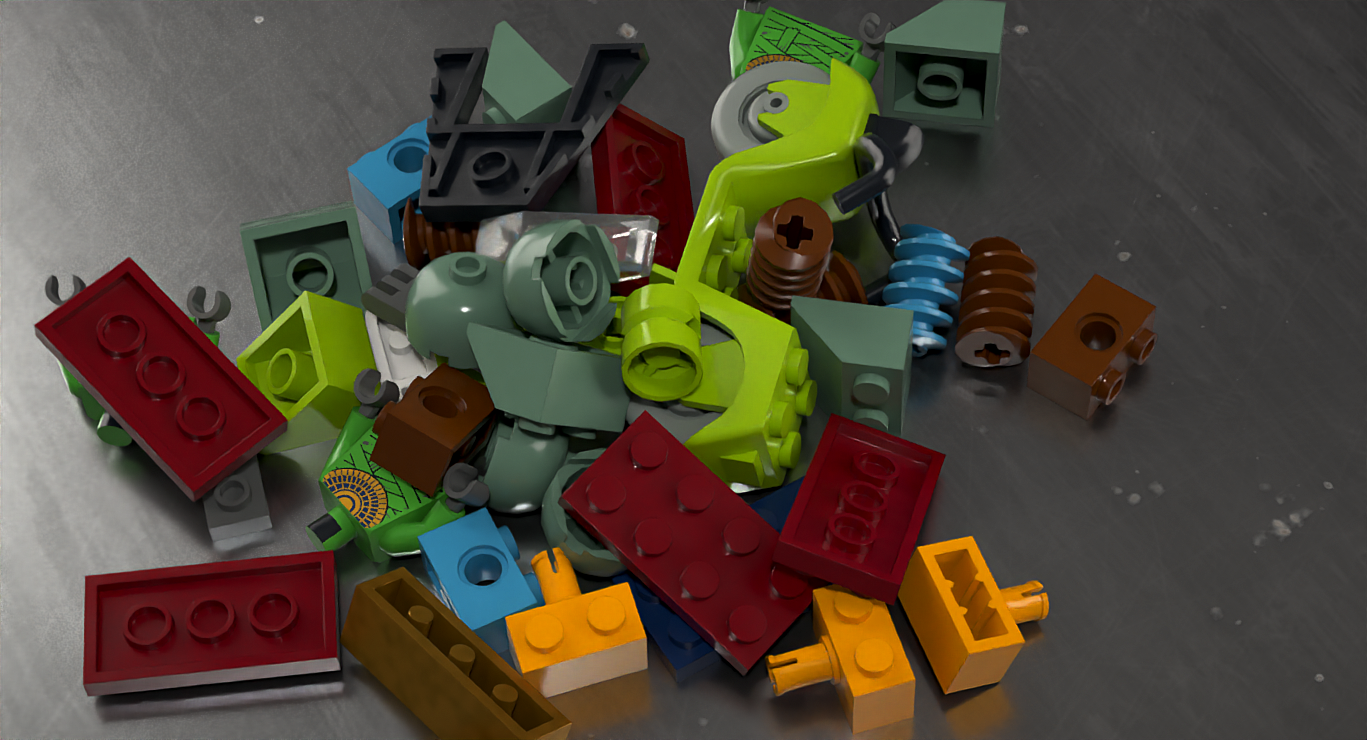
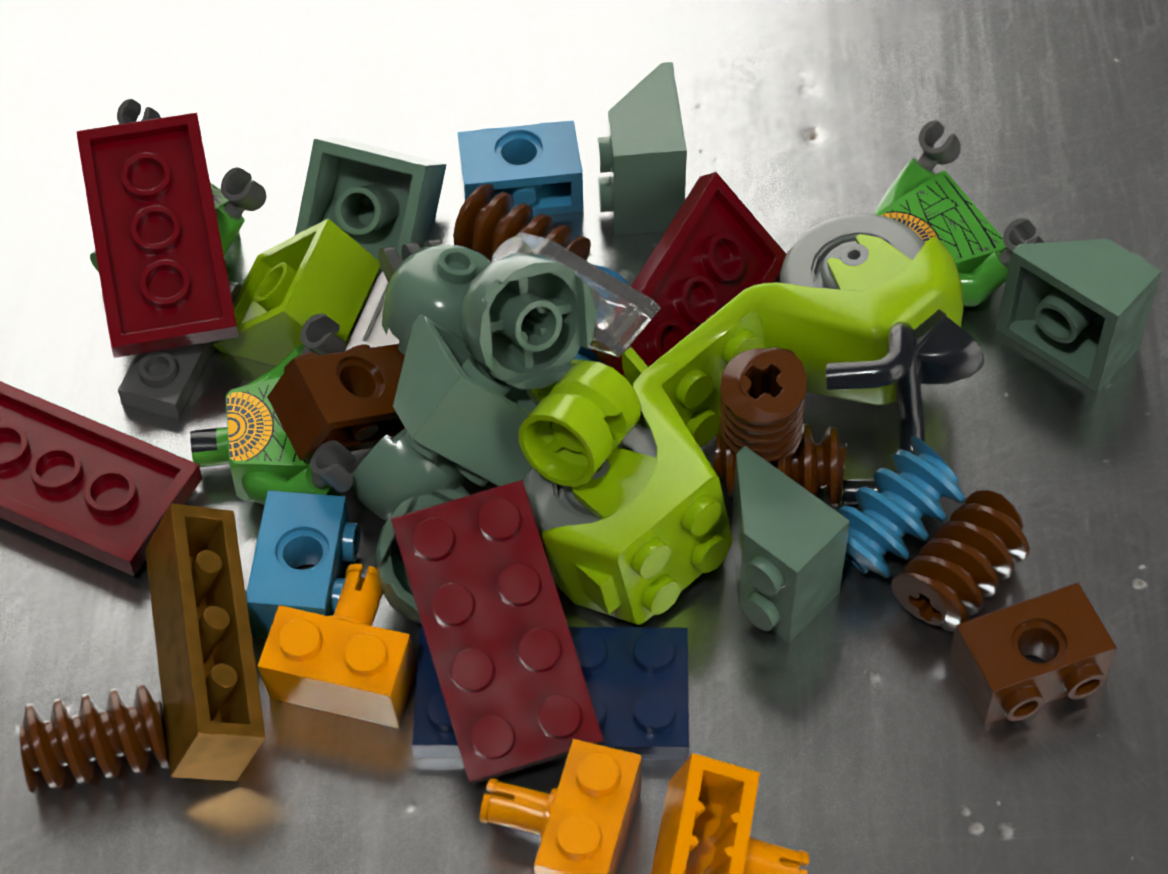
camera: 30 degrees right, 0 degrees up
(512, 167) = (584, 196): black wing -> none
(859, 509) = (673, 686): dark red plate -> none

